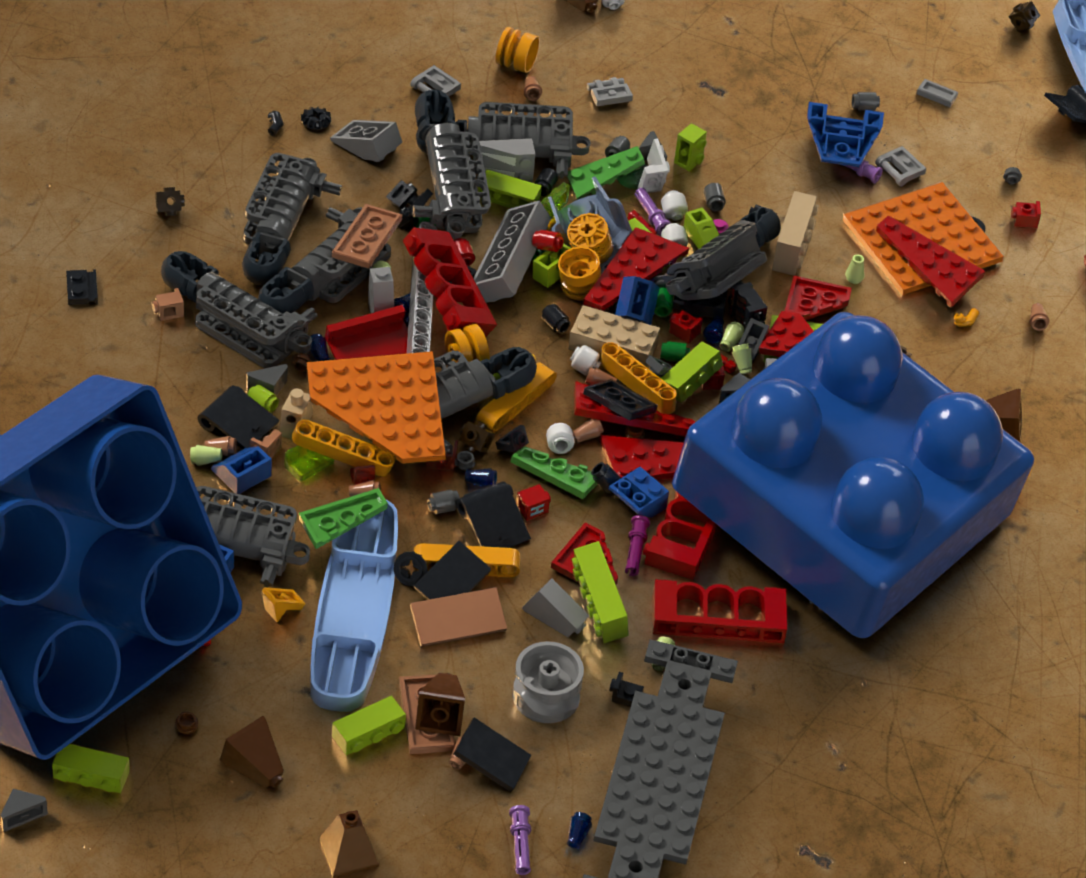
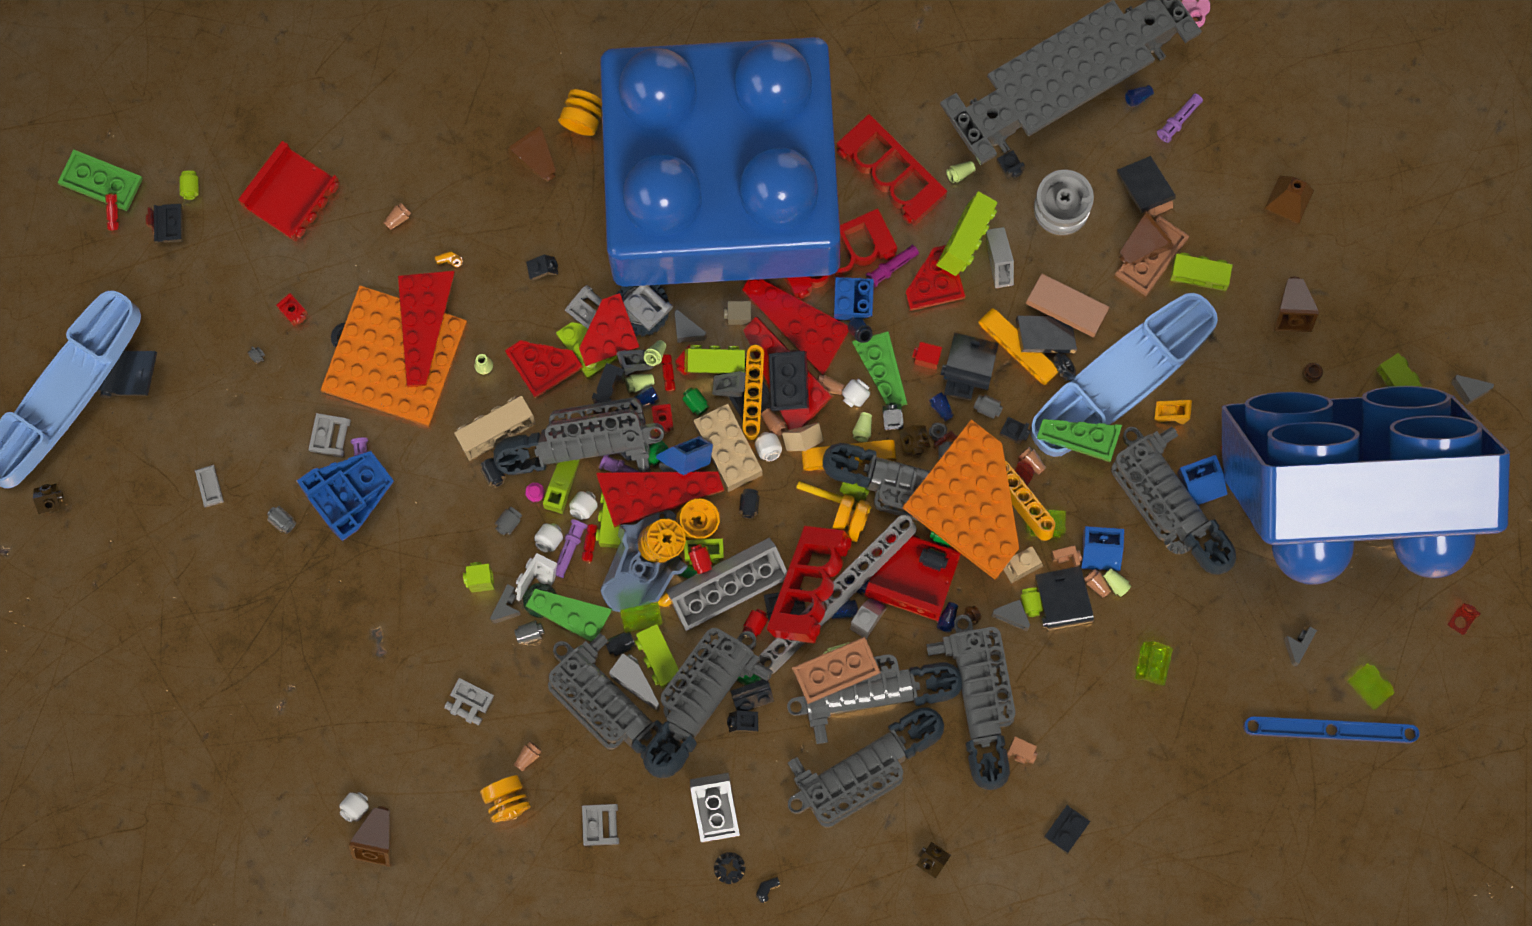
camera: 130 degrees left, 30 degrees up
(405, 503) = (1015, 430): none -> black bracket
(526, 417) = (862, 430): none -> yellowish green cone
(564, 380) = (803, 437): none -> tan slope

